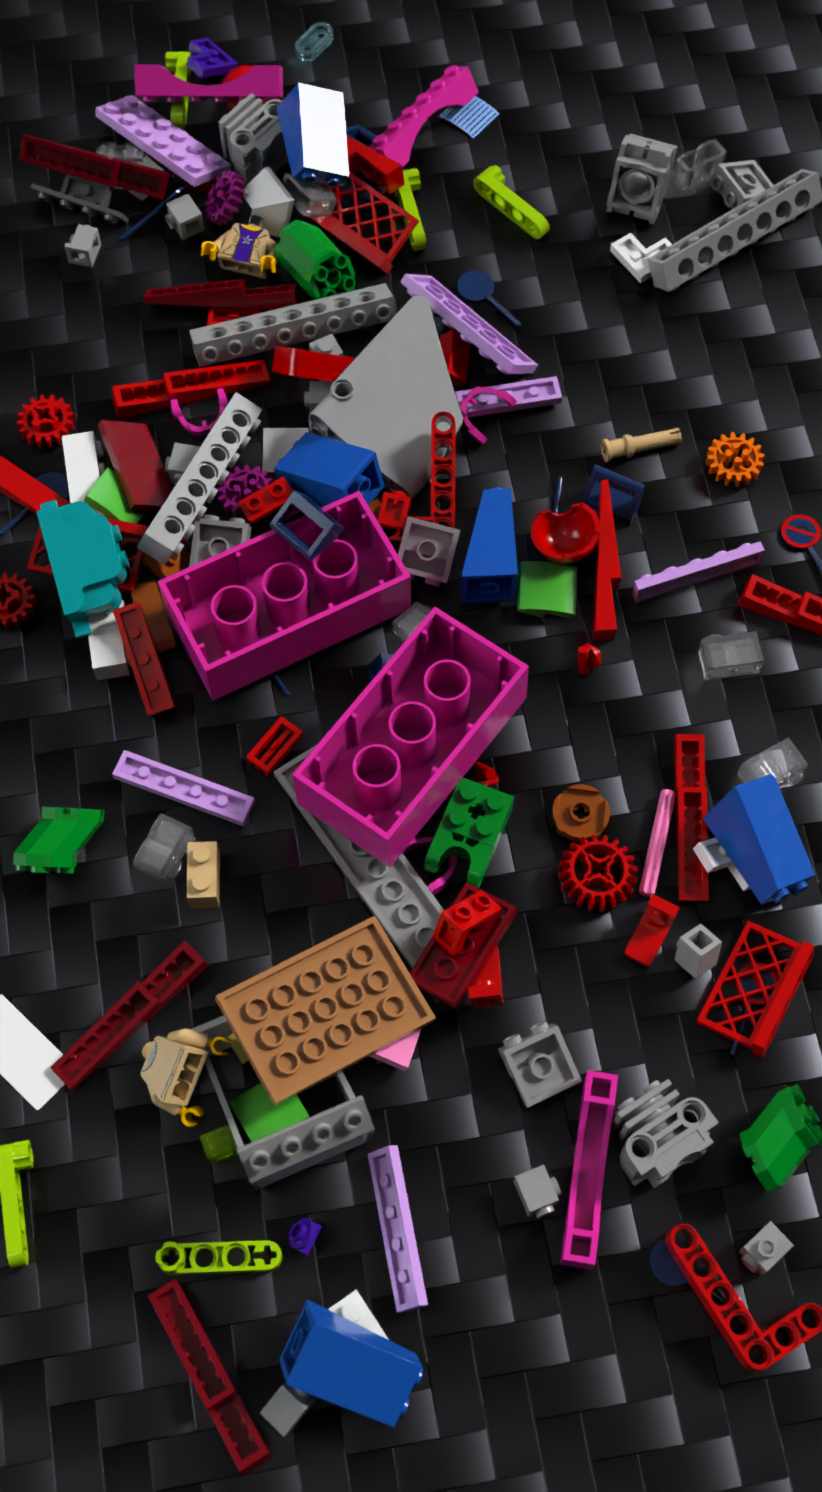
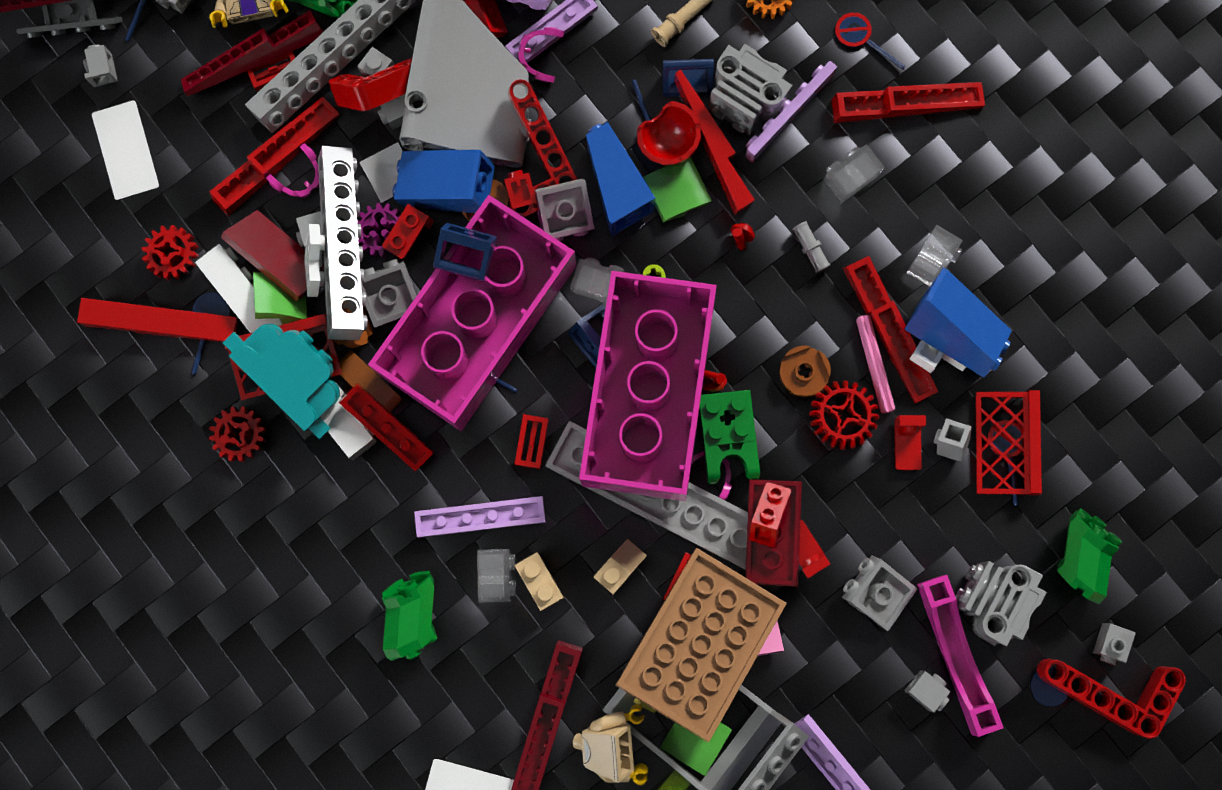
camera: 25 degrees left, 15 degrees up
(62, 324) = (125, 150): none -> white sticker
(169, 480) = (313, 260): none -> white plate
(289, 903) = (620, 566): none -> tan slope
(651, 702) = (811, 247): none -> light grey pin
(663, 527) = (747, 88): none -> light grey piece

